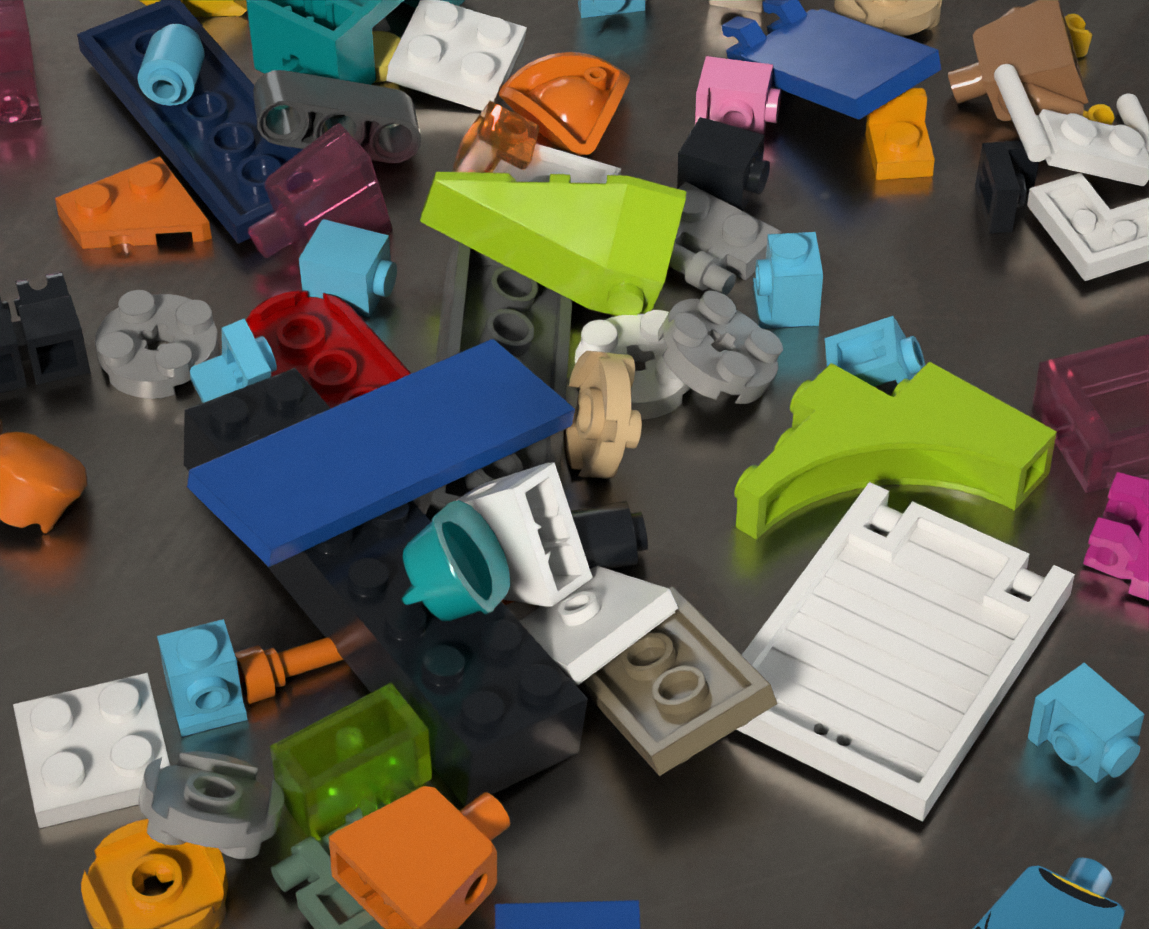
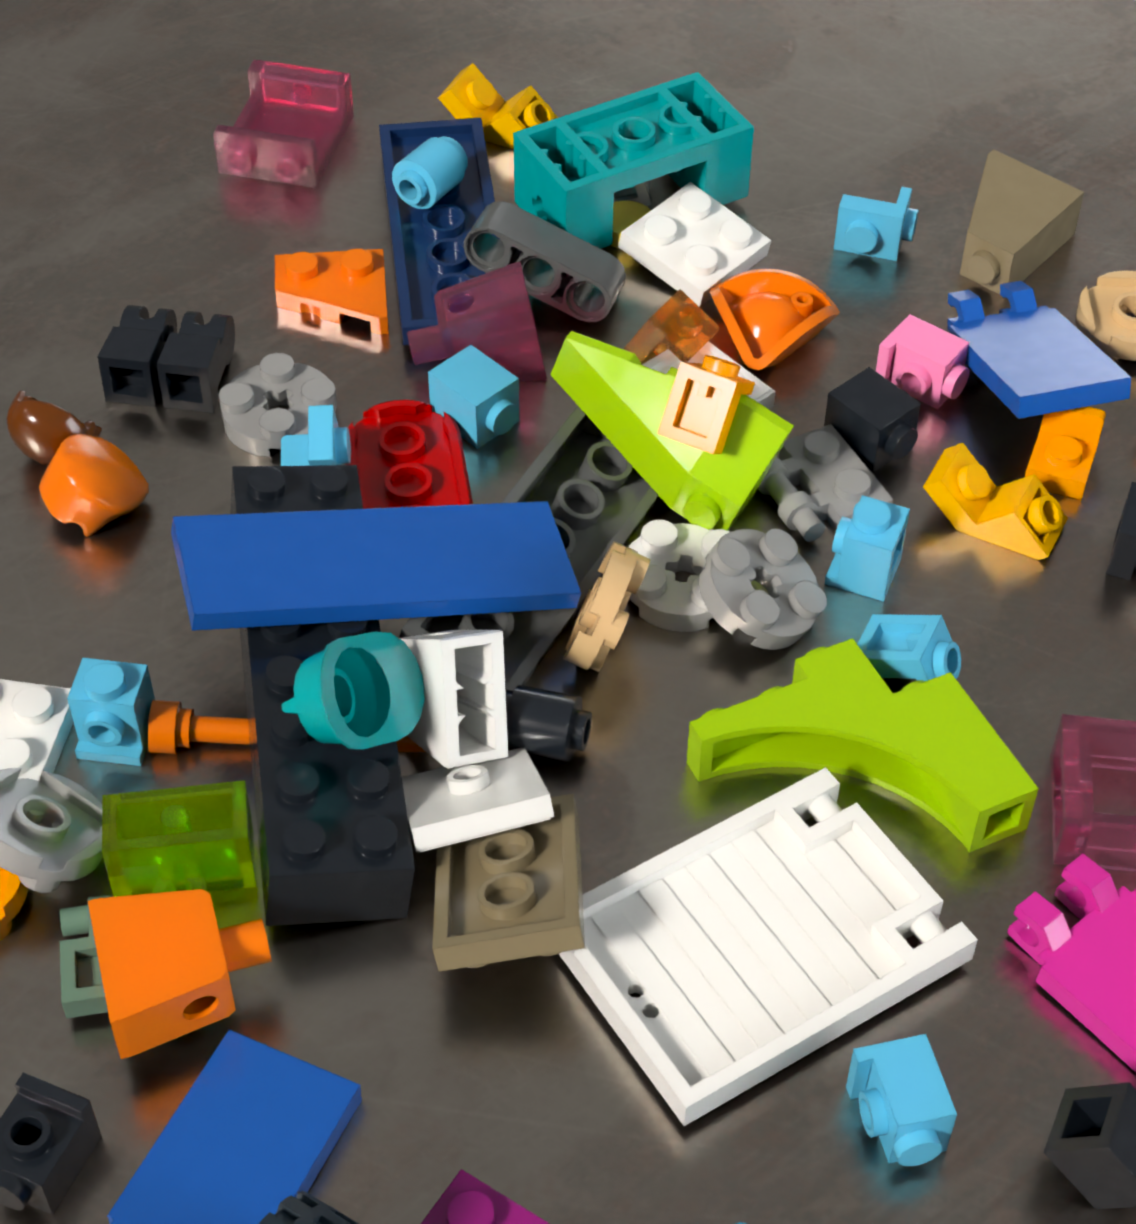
camera: 25 degrees right, 0 degrees up
(603, 197) = (704, 403): none -> bracket
(883, 210) = (1011, 515): none -> yellow slope

